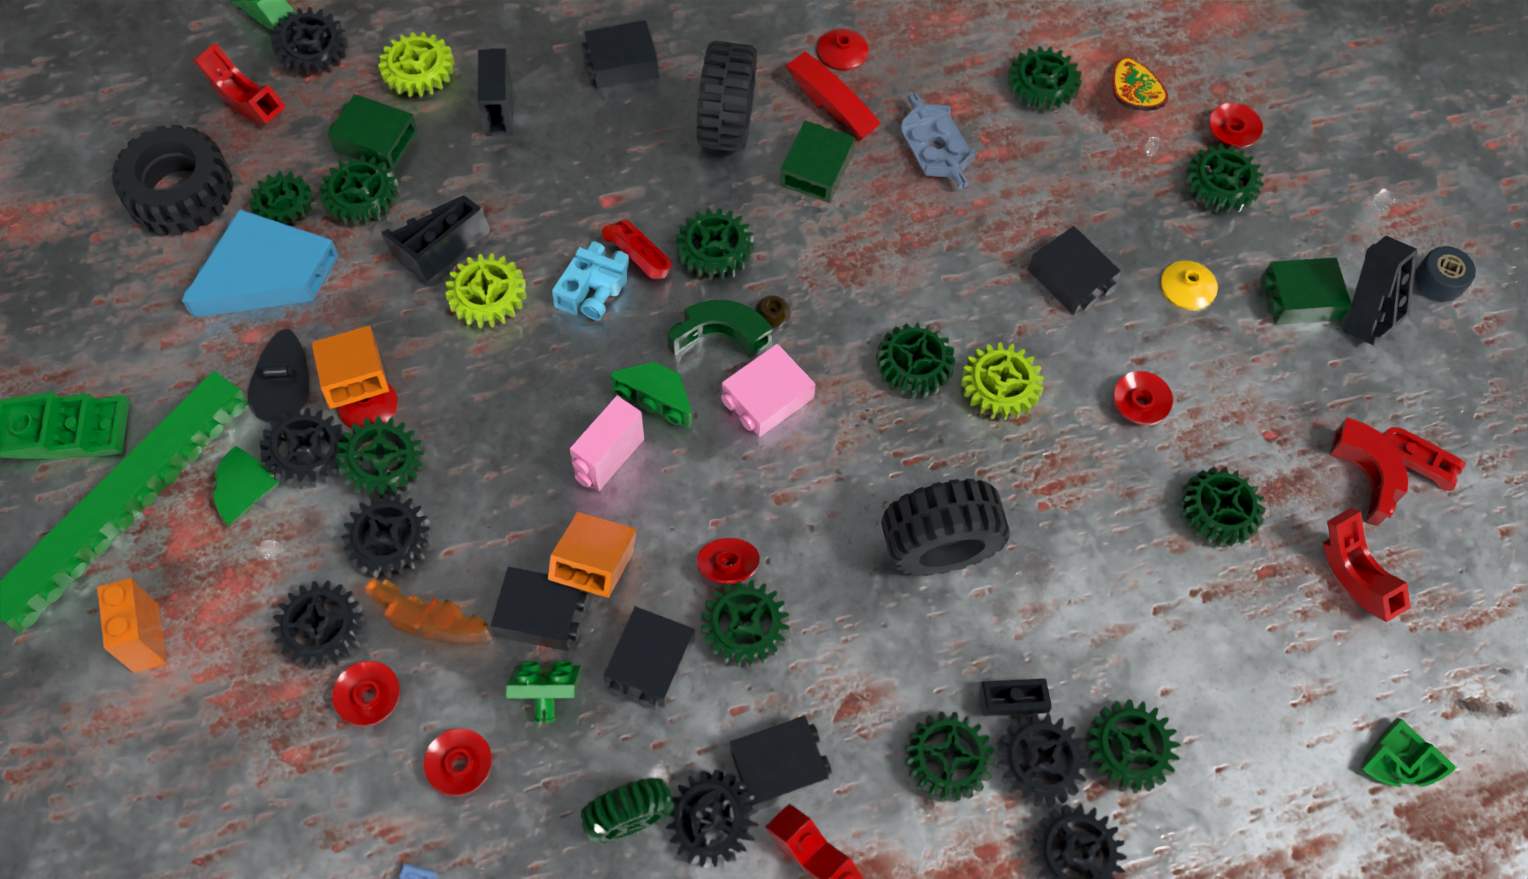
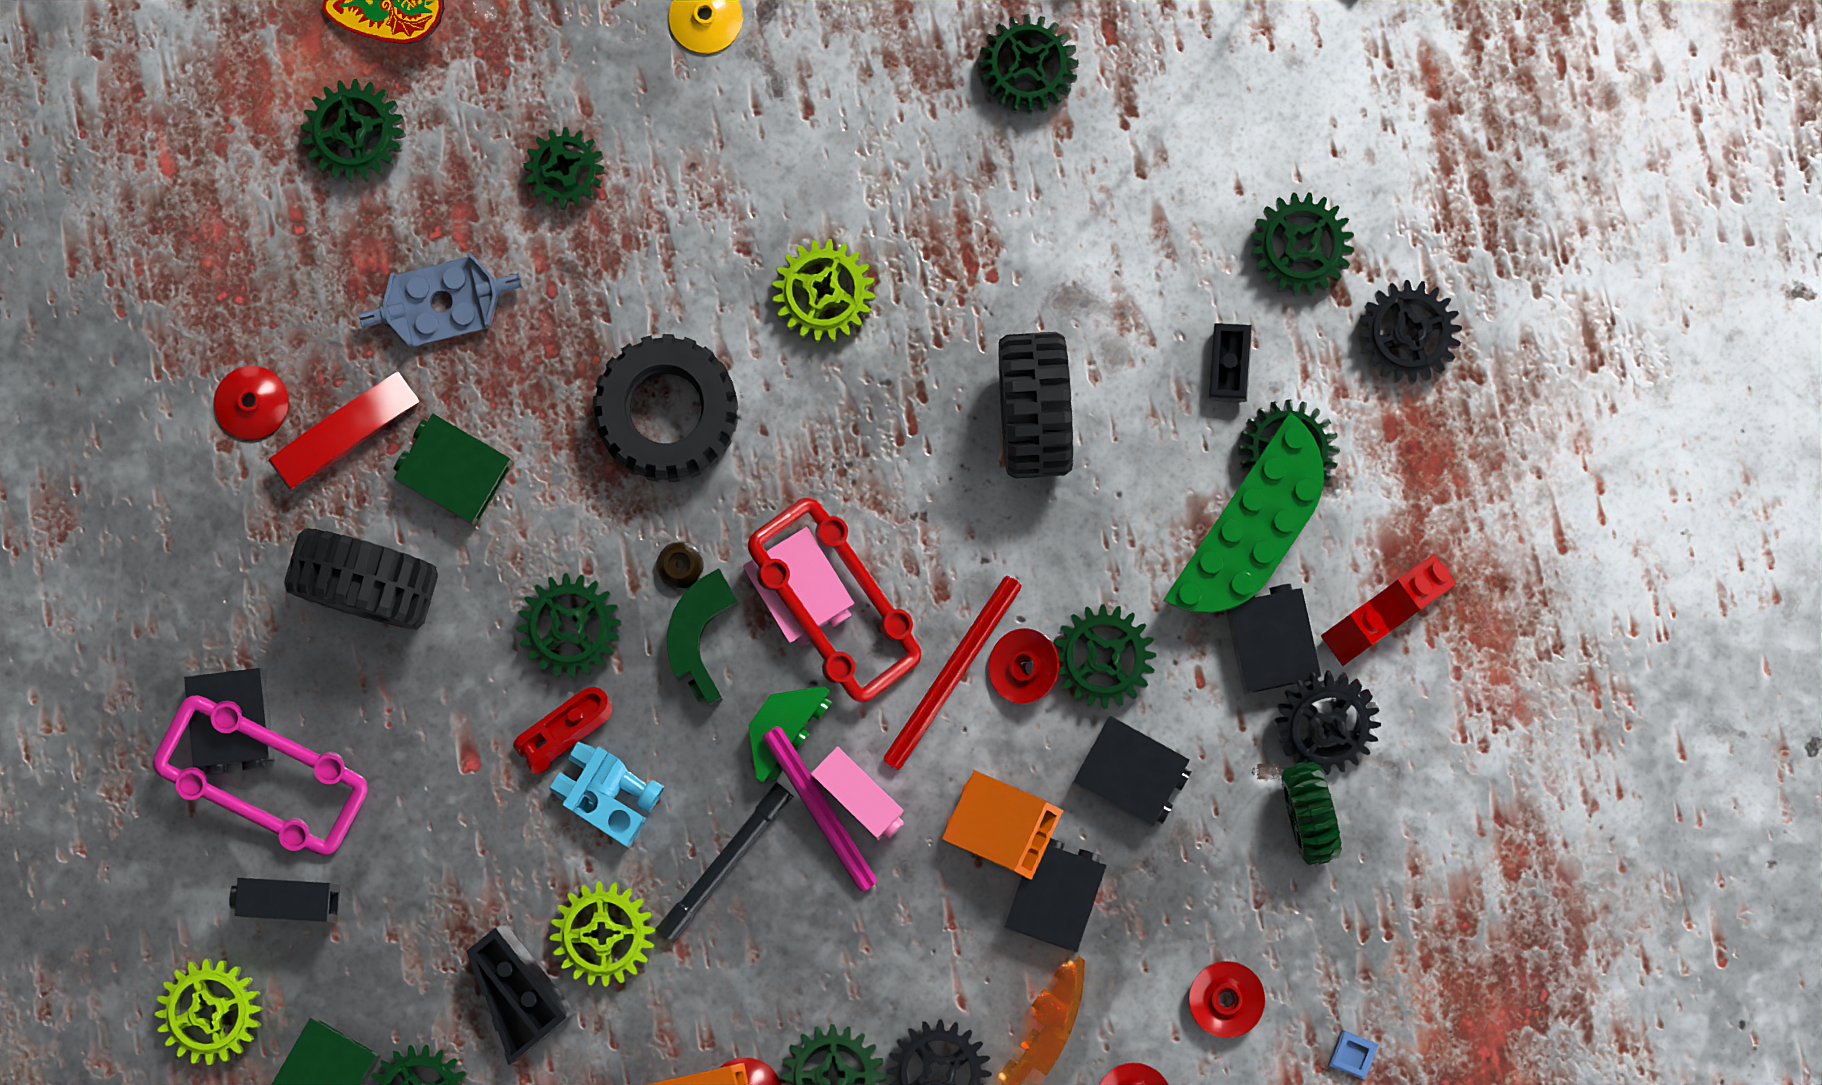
camera: 80 degrees left, 20 degrees up
(509, 345) = (685, 910): none -> black piece
(544, 685) = (1152, 894): green plate -> none
(562, 446) = (819, 808): none -> dark pink axle
(573, 32) = (228, 717): none -> dark pink bar
(717, 511) = (952, 672): none -> red axle
(750, 461) = (775, 574): none -> red bar
(877, 728) = (1255, 525): none -> green plate
(894, 251) = (657, 358): none -> black tyre
(927, 372) = (807, 411): dark green gear -> none
(1051, 769) = (1331, 328): black gear -> none
(1052, 203) = (578, 164): none -> dark green gear
(1074, 271) = (674, 162): black brick -> none
(1147, 388) = (870, 103): red dish -> none

